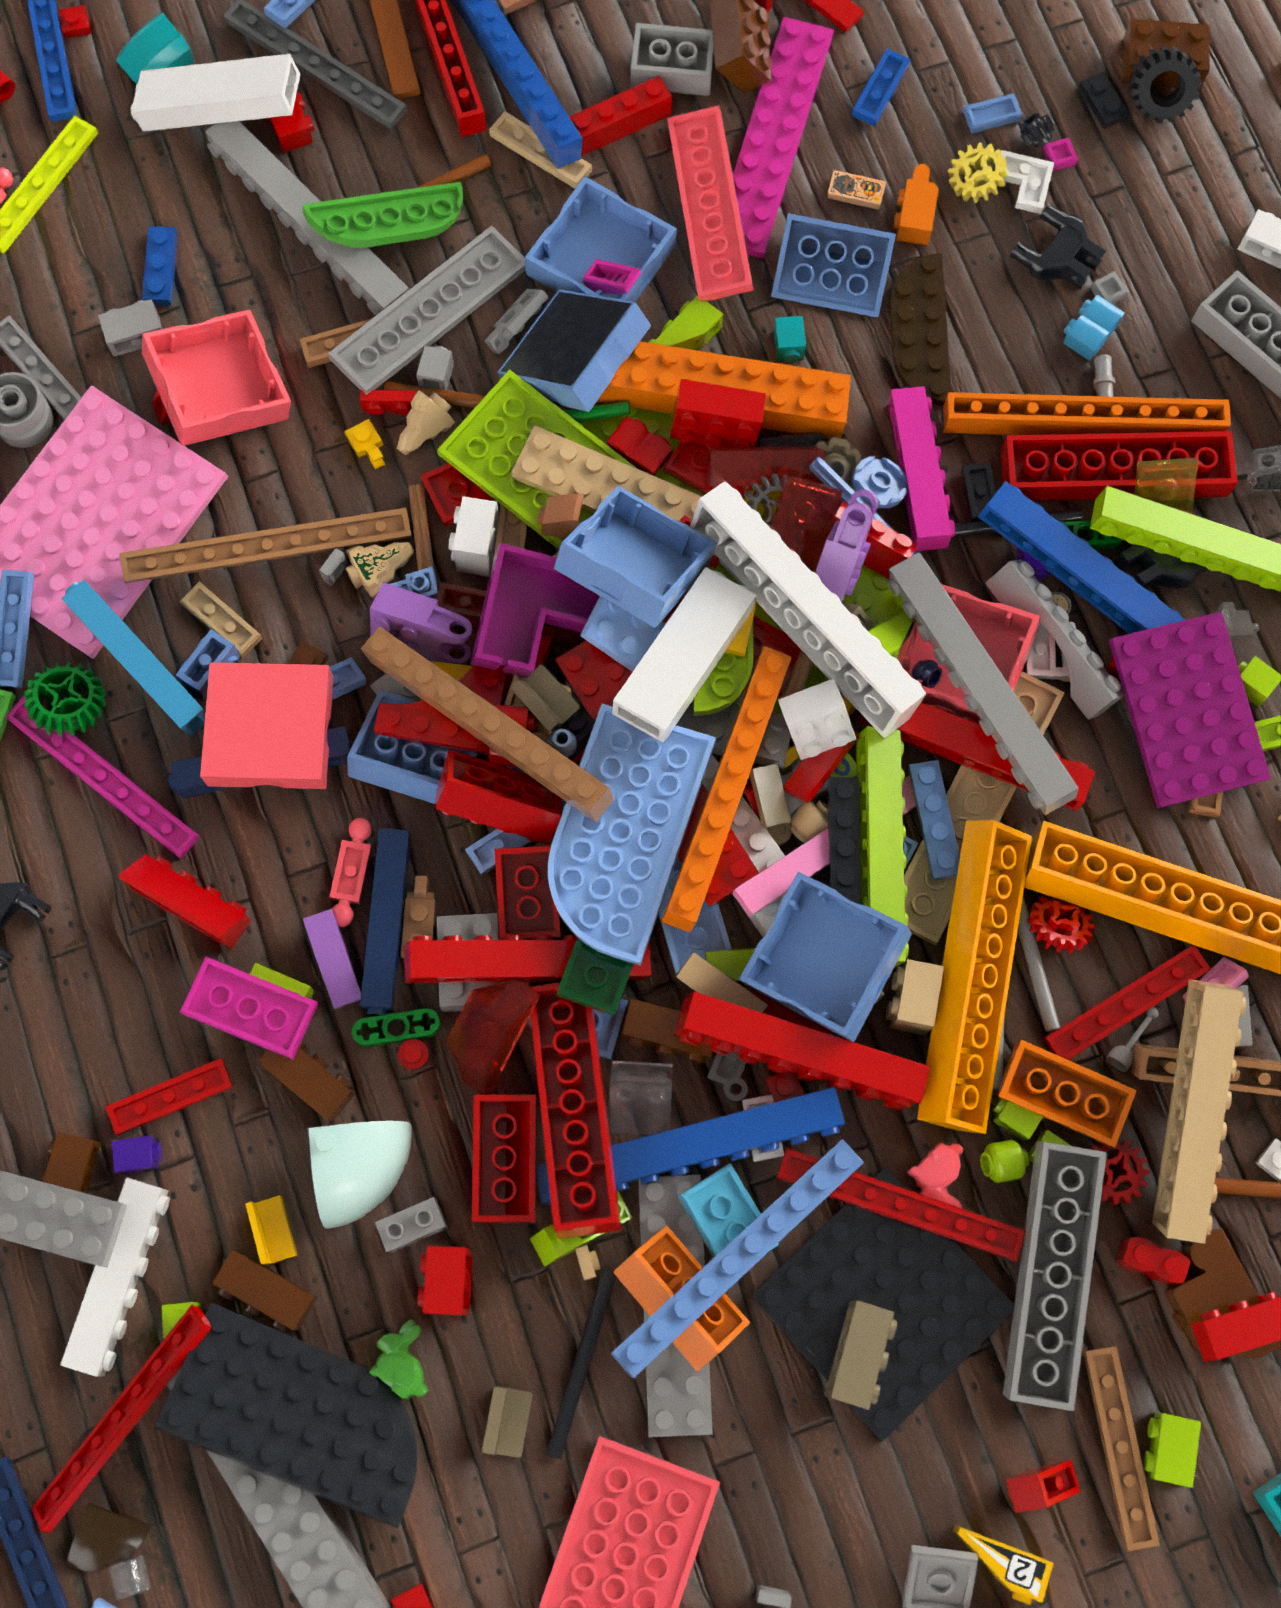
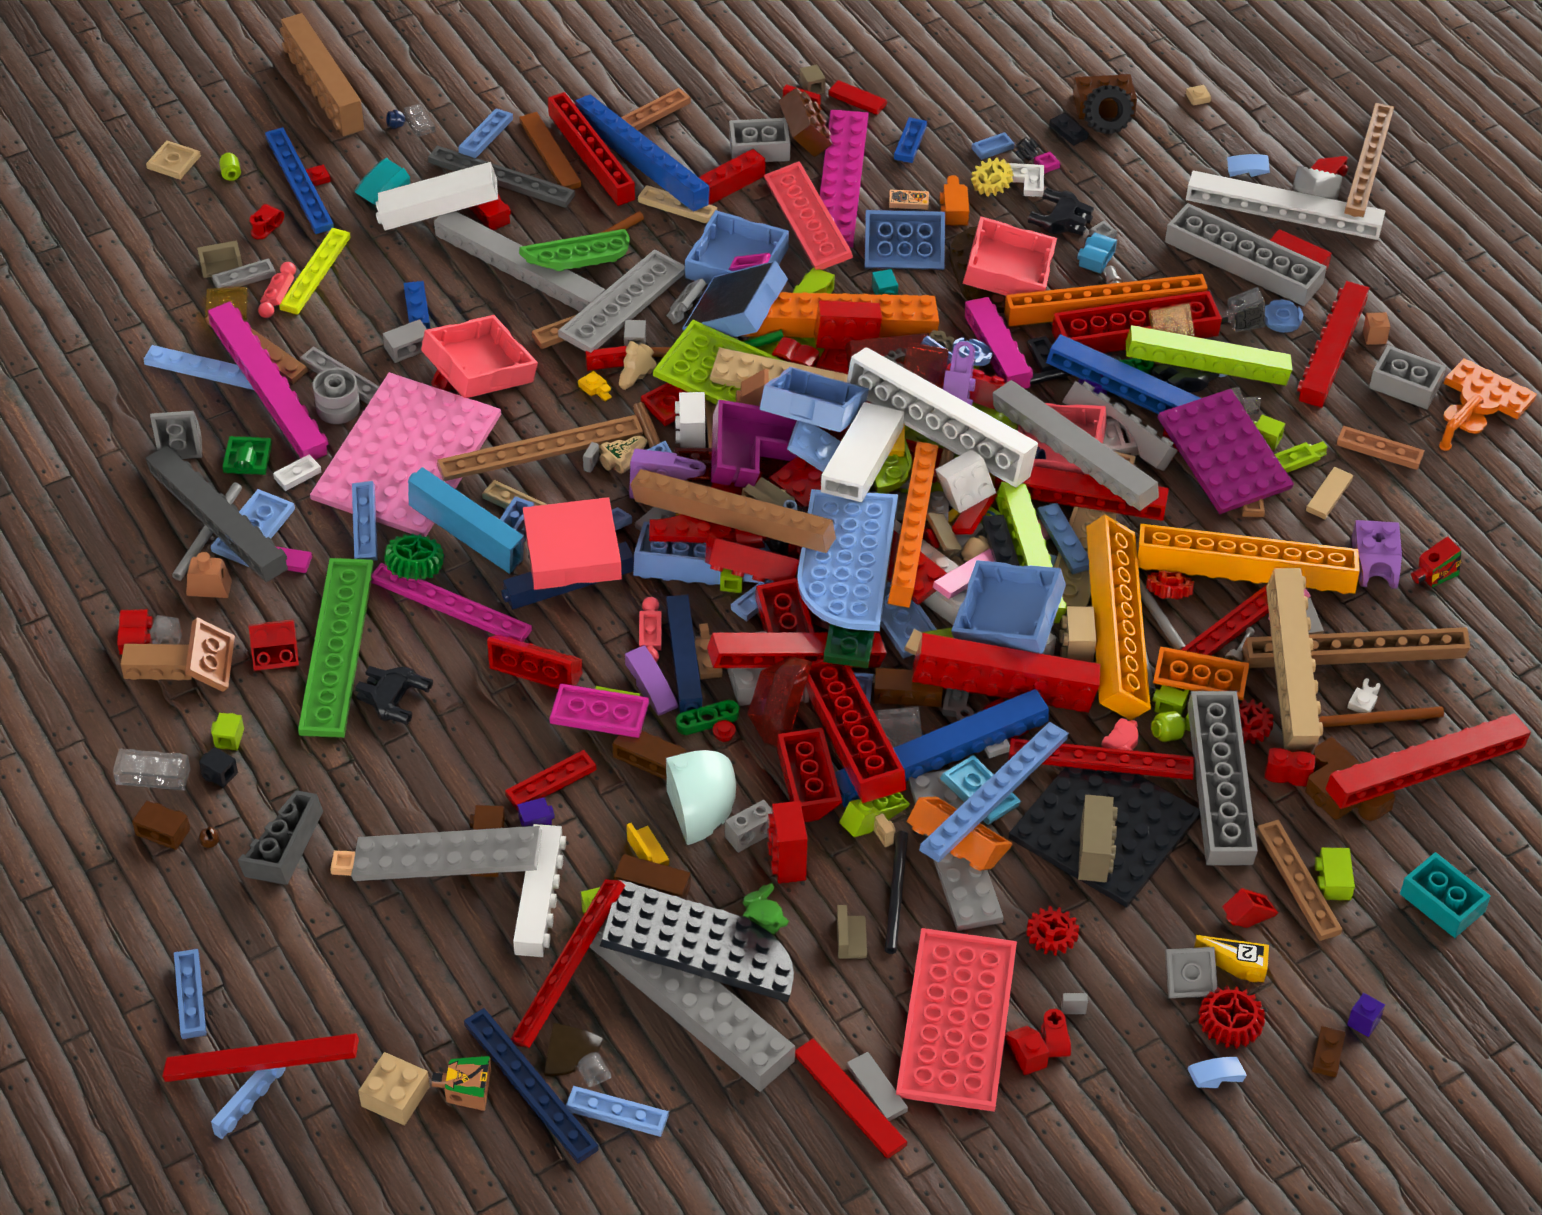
camera: 10 degrees left, 25 degrees down
(765, 1485) = (1052, 930): none -> red gear
(967, 328) = (1009, 259): none -> coral tile

